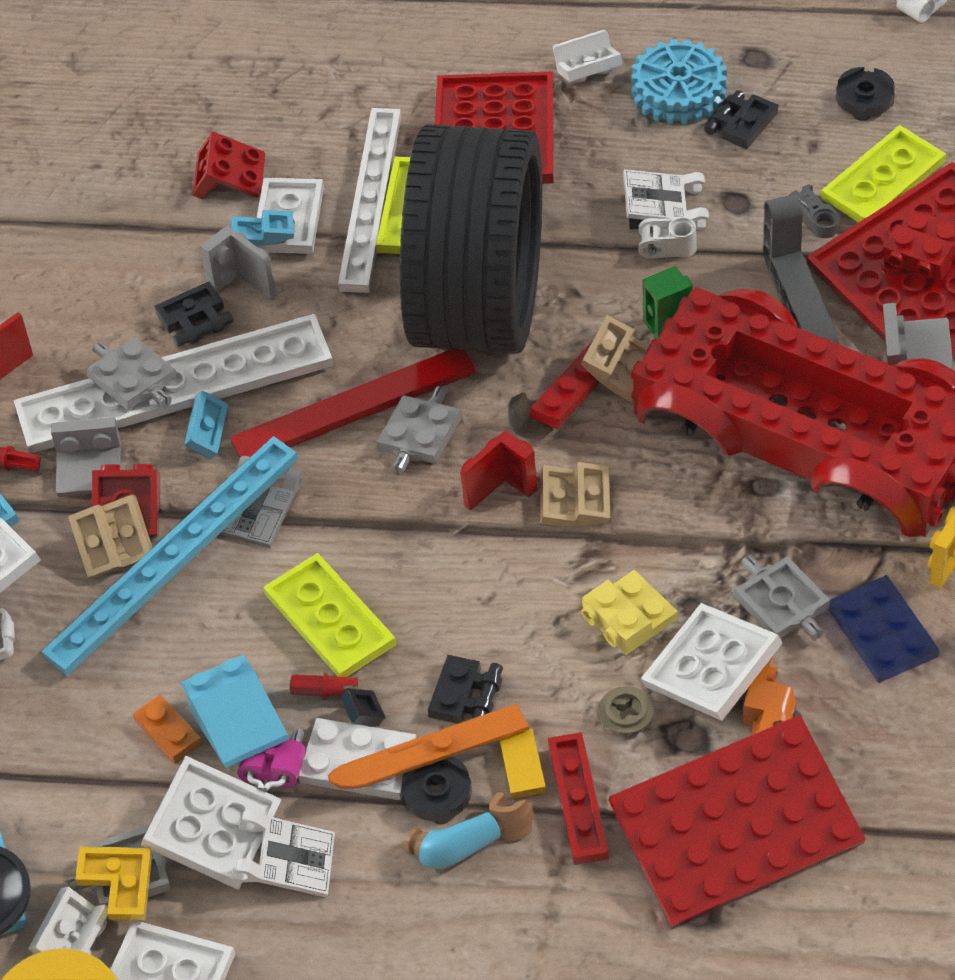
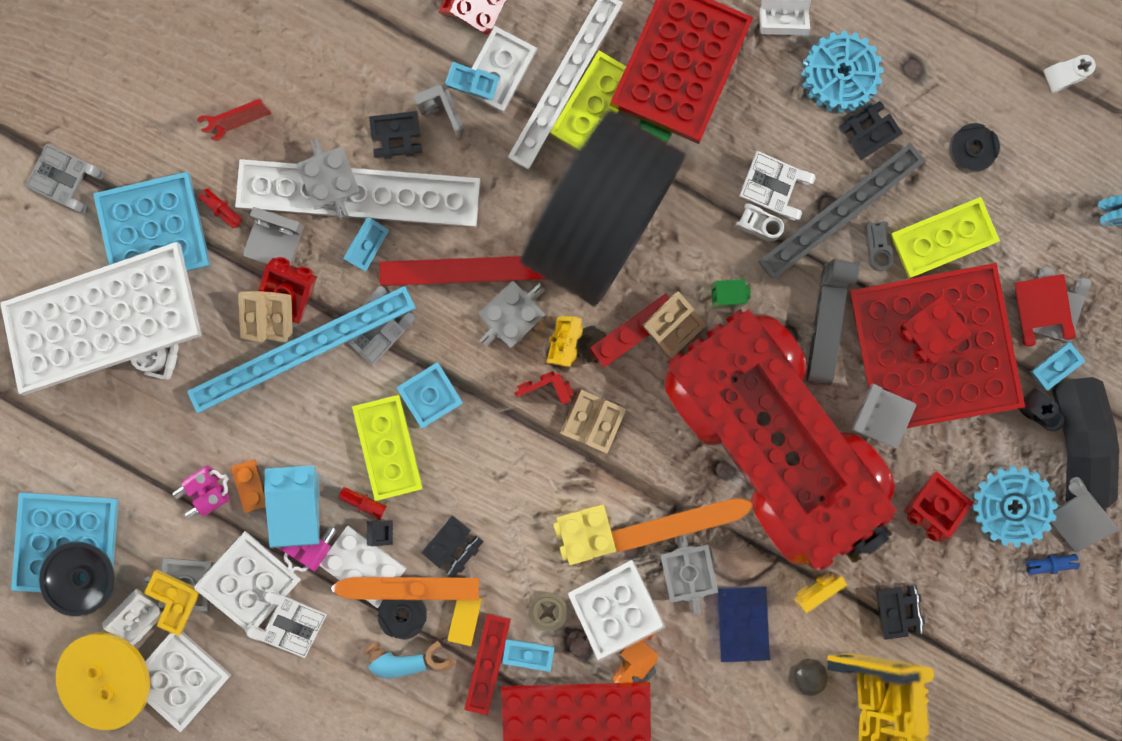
camera: 20 degrees right, 35 degrees up
(108, 750) = (205, 491): none -> dark pink piece
(357, 542) = (429, 395): none -> medium azure plate
(495, 409) = (566, 332): none -> yellow plate
(625, 766) = (528, 655): none -> medium azure plate
(739, 541) = (680, 523): none -> orange piece
(750, 197) = (841, 211): none -> dark grey plate

